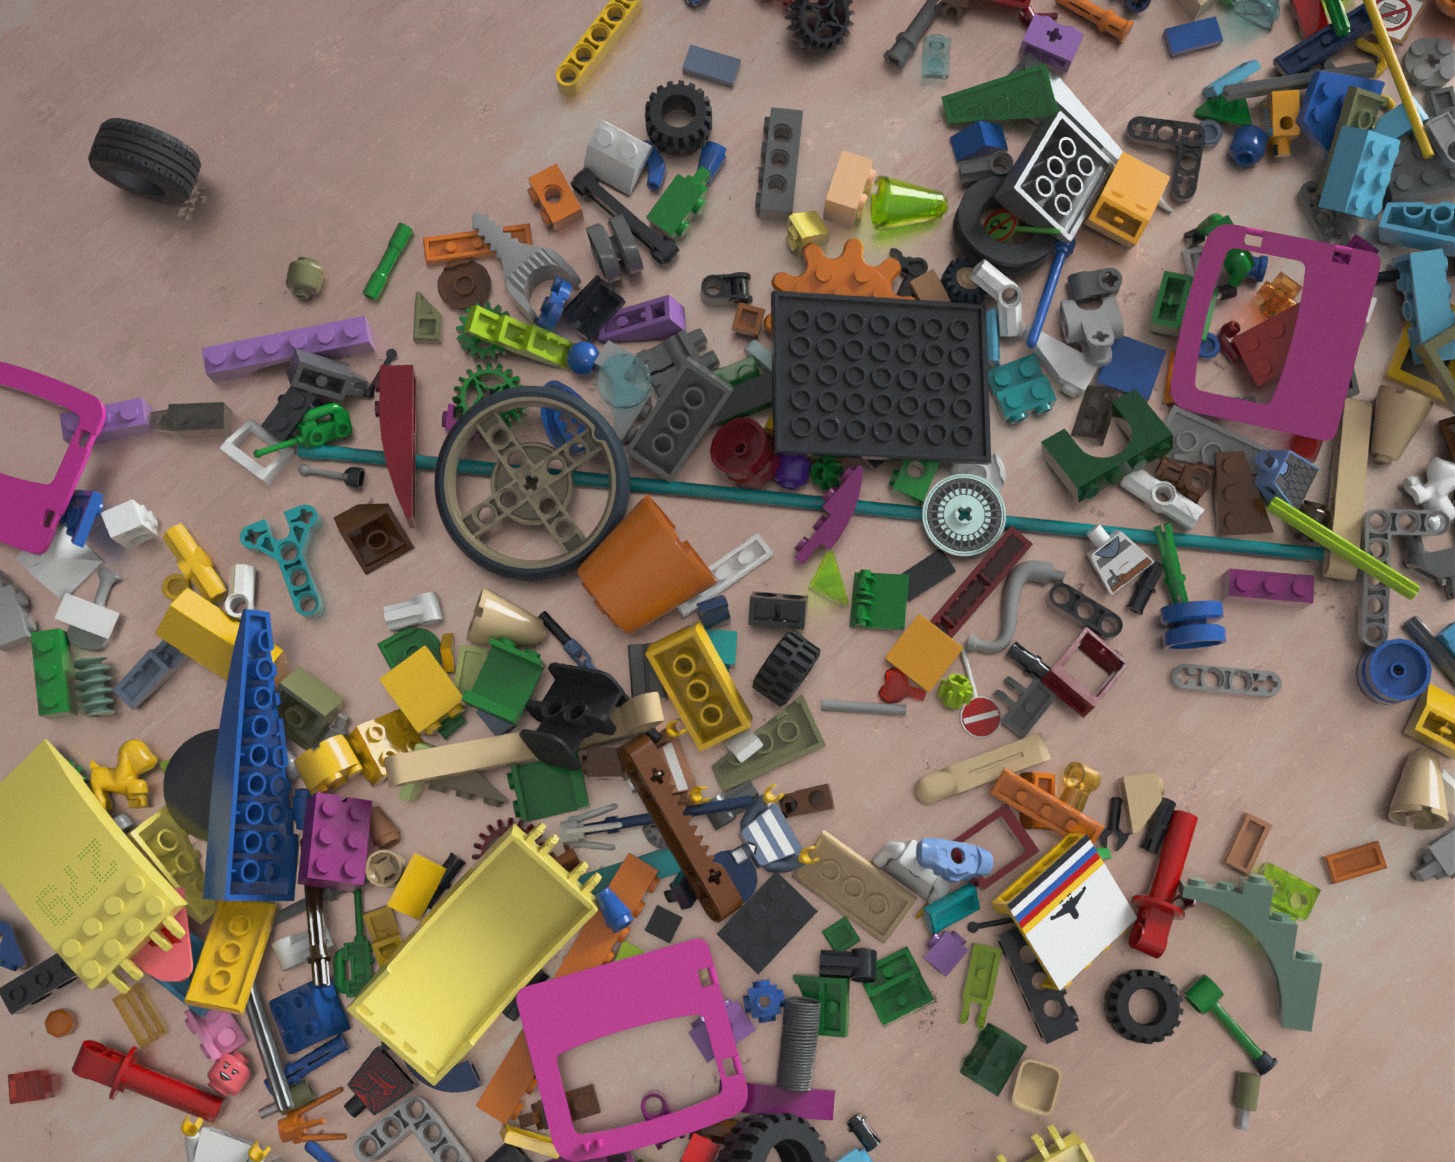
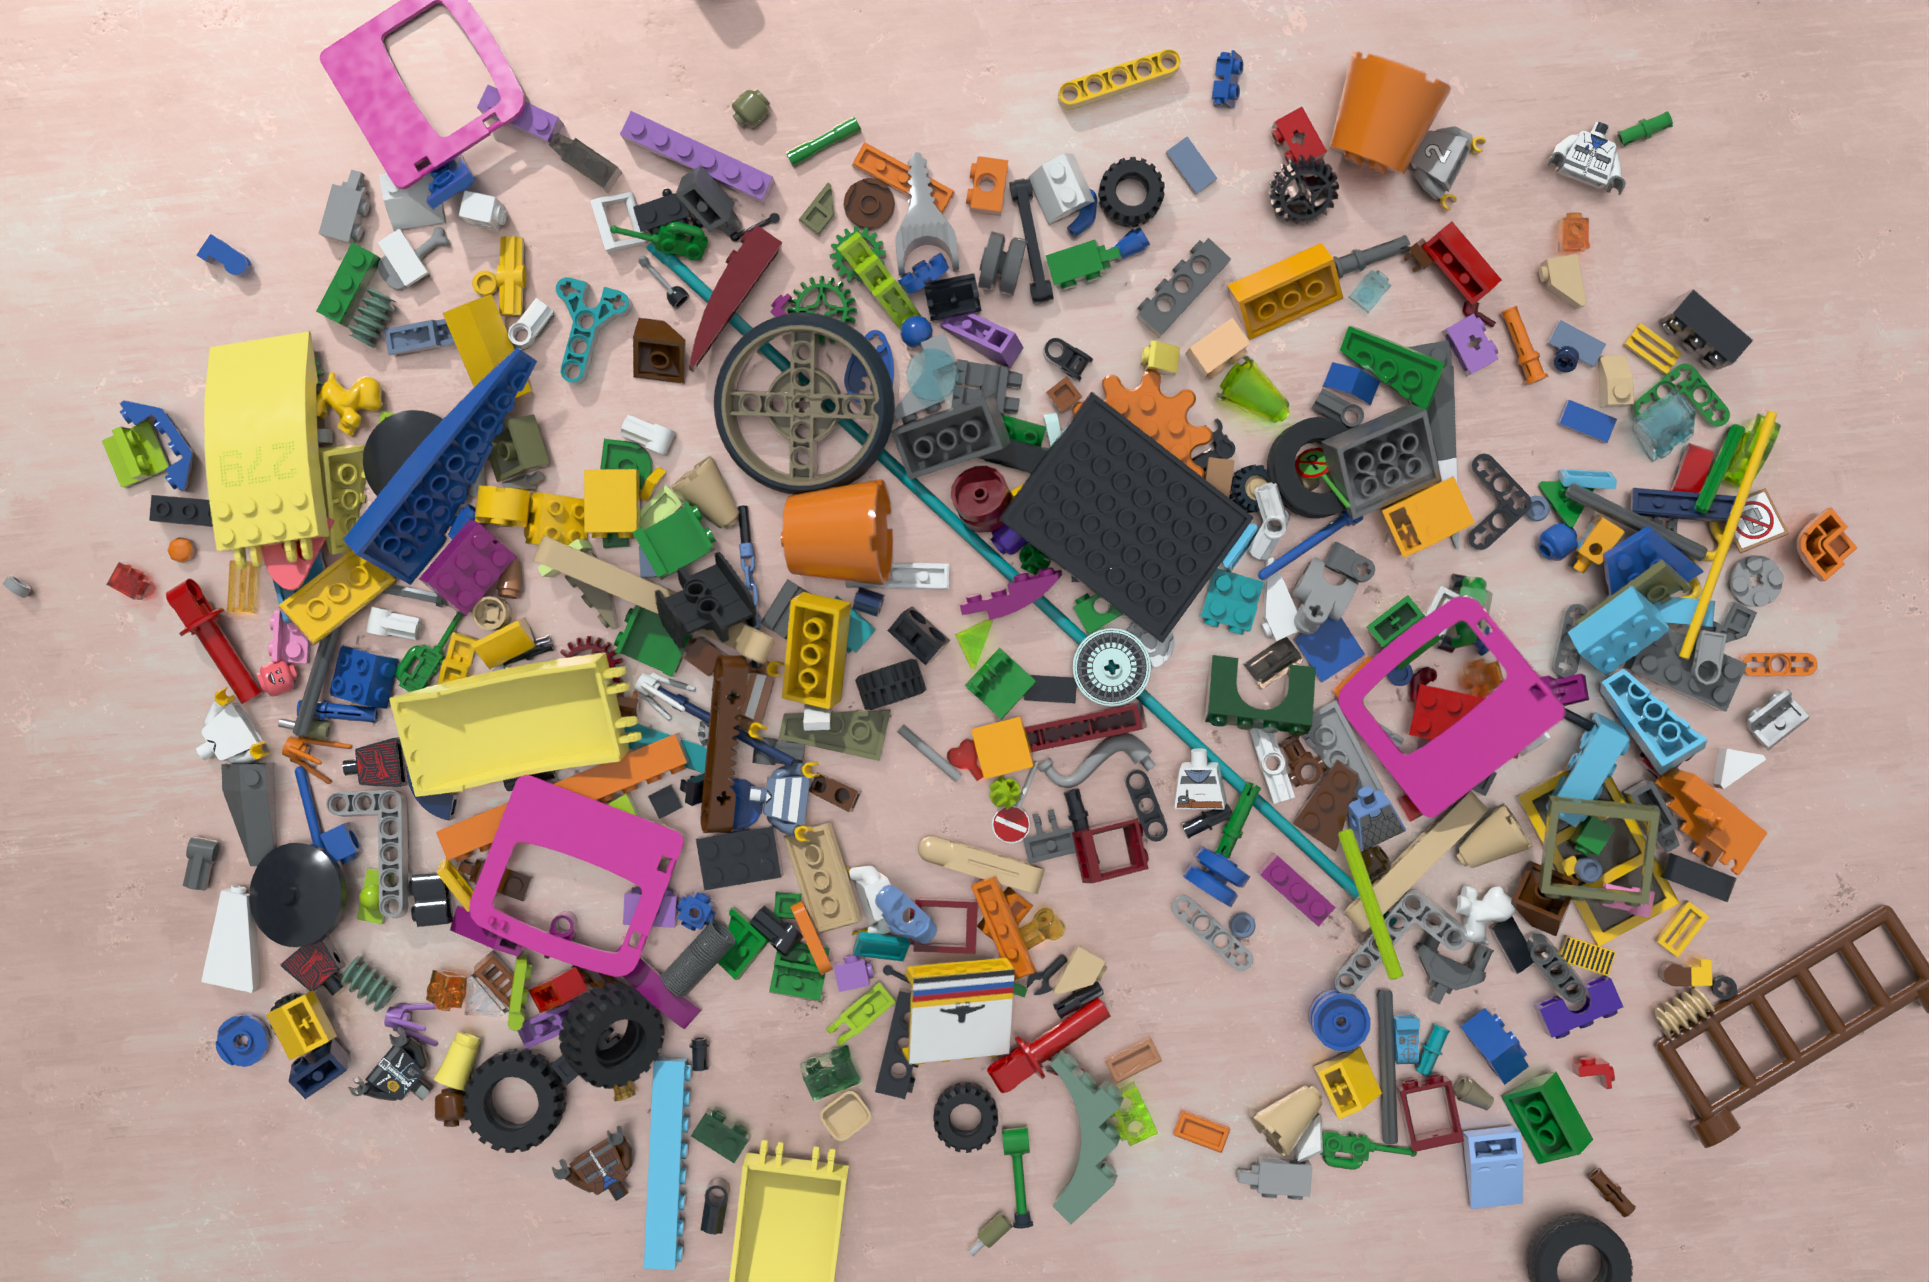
camera: 40 degrees right, 10 degrees up
(317, 936) = (406, 627): dark brown axle -> none
(614, 911) = (633, 768): blue cone -> none
(867, 104) = (1286, 291): none -> light orange slope
(885, 946) = (811, 938): none -> orange beam
(1245, 655) = (1242, 925): none -> sand blue tile

